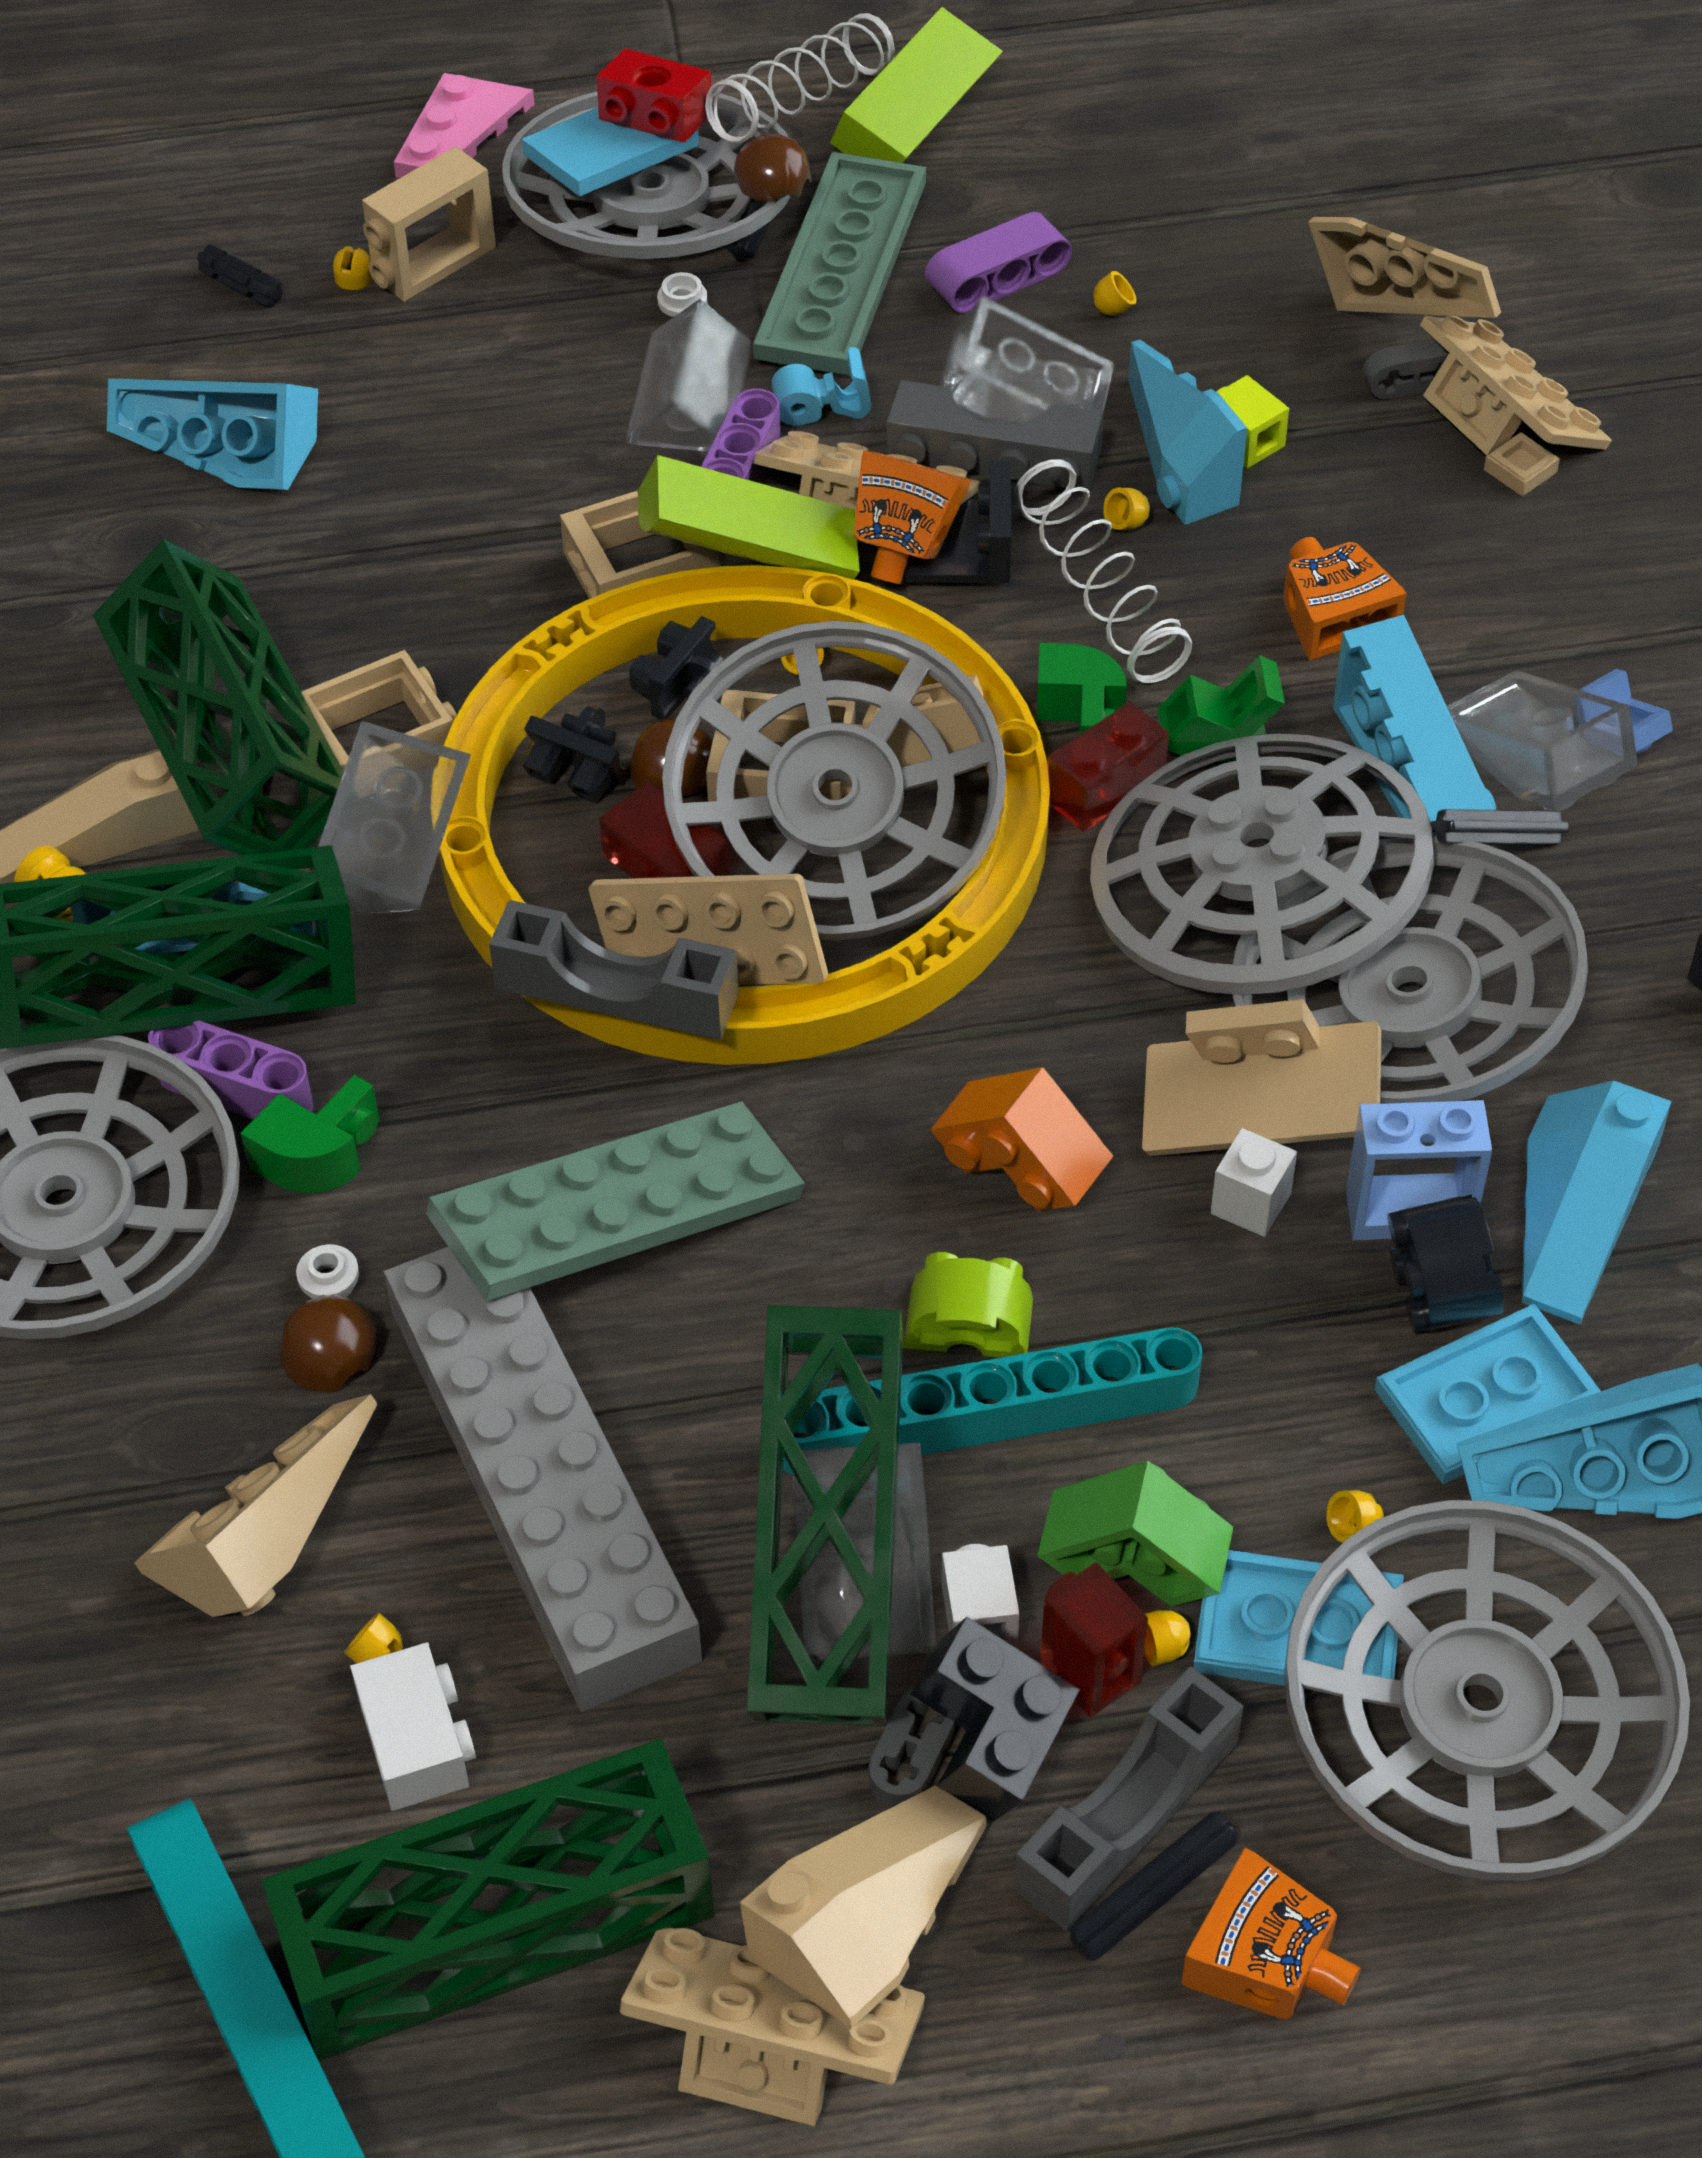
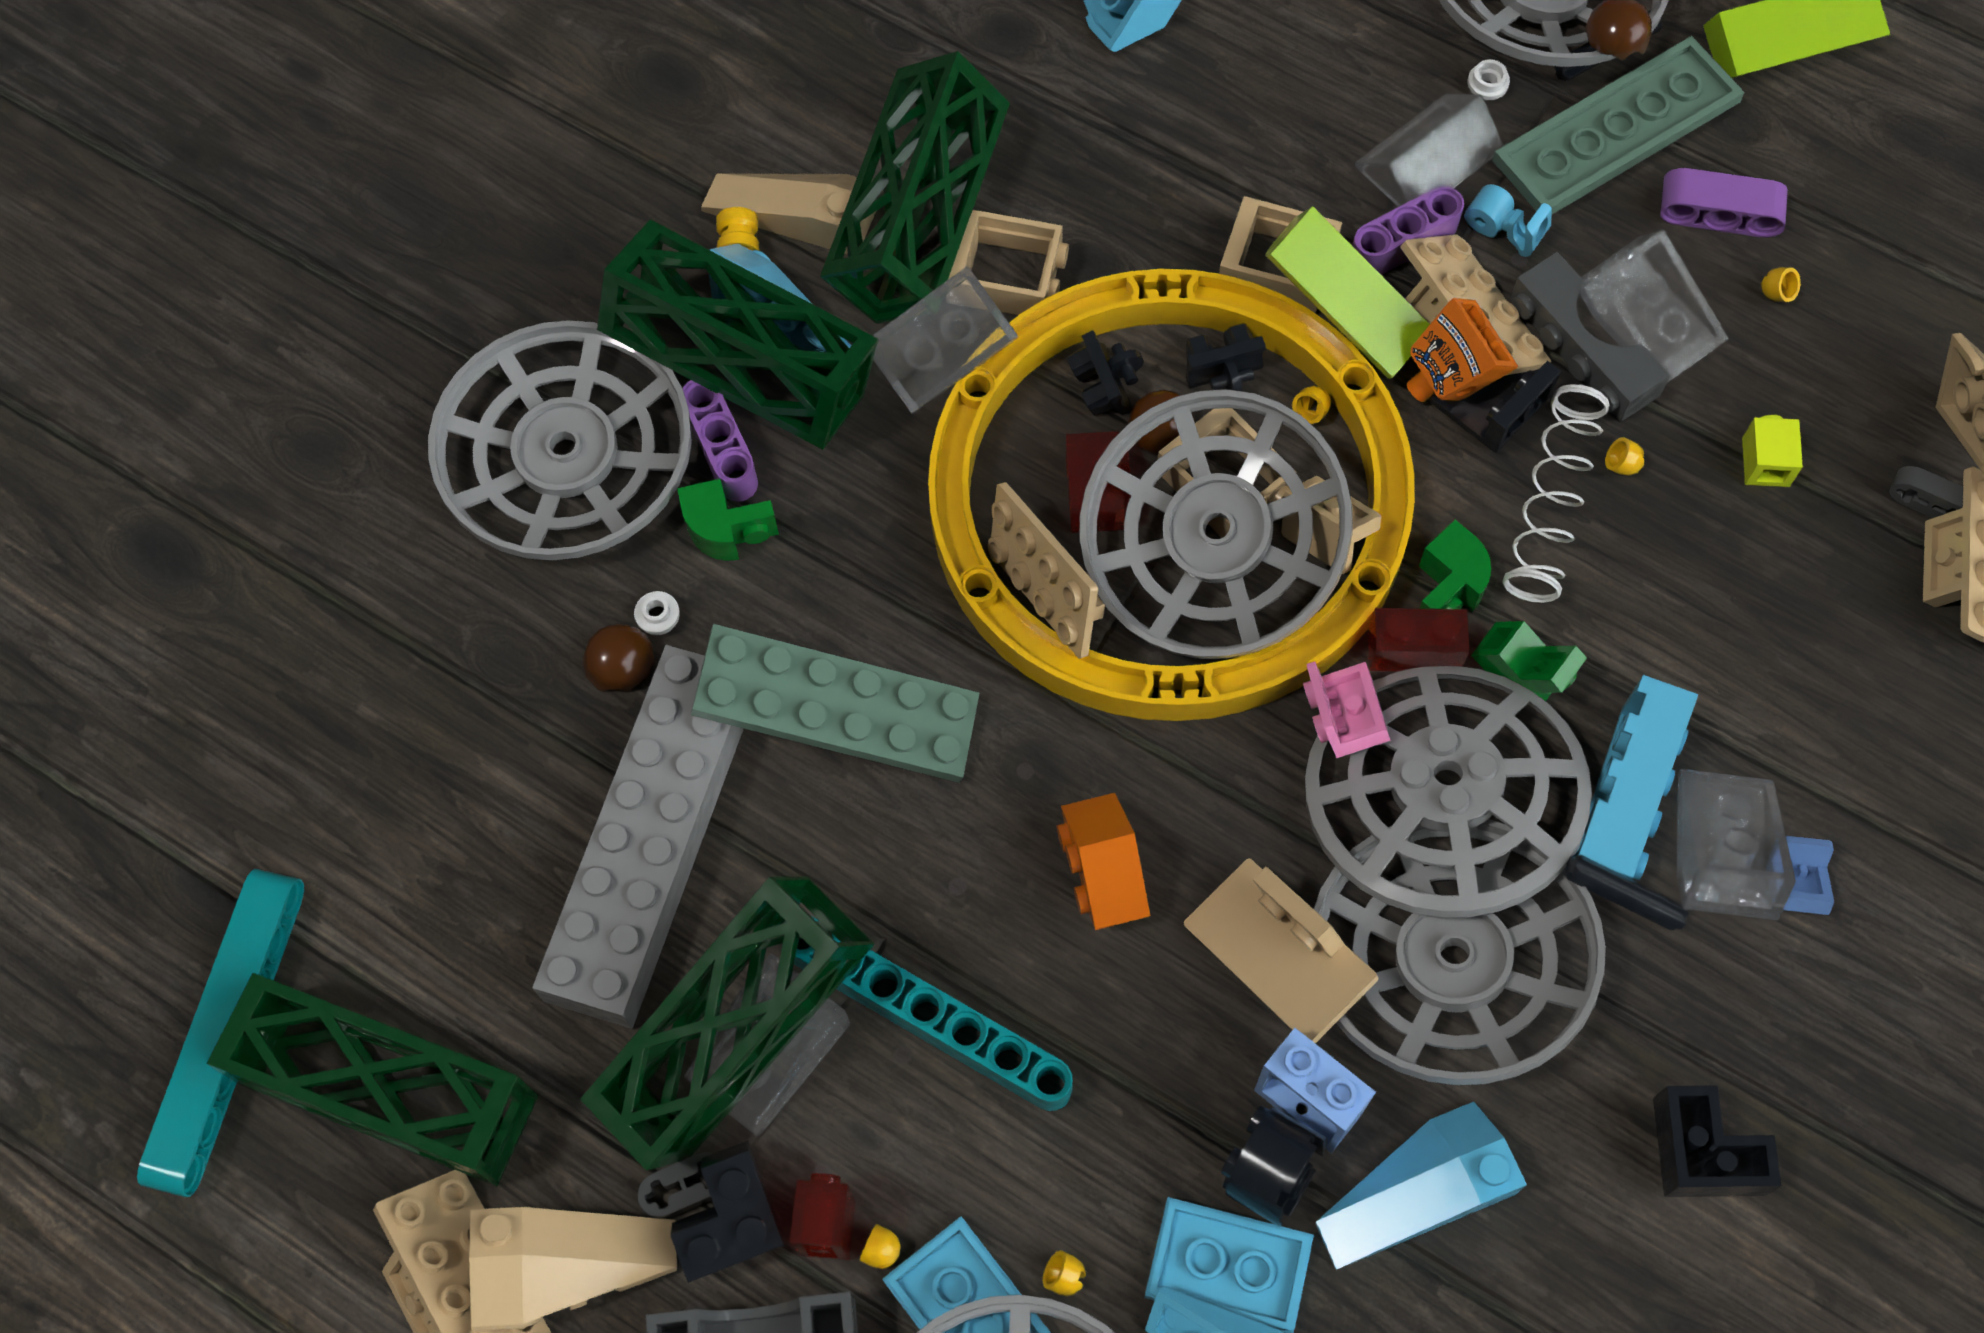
camera: 45 degrees right, 15 degrees up
(252, 1540) = (461, 747): tan wedge -> none
(374, 1640) = (472, 865): yellow hinge -> none
(411, 1725) = (442, 935): white brick -> none
(549, 959) = (975, 583): dark grey arch -> none
(970, 1305) = (979, 942): lime cylinder -> none
(981, 1587) = (801, 1130): white brick -> none
(1109, 854) = (1347, 708): none -> bright pink bracket
(1140, 1528) = (917, 1176): bright green brick -> none
(1189, 437) = (1711, 439): medium azure wedge -> none
(1253, 1182) = (1219, 1005): white brick -> none
(1336, 593) = (1700, 633): orange torso -> none
(1521, 464) = (1940, 627): tan tile -> none

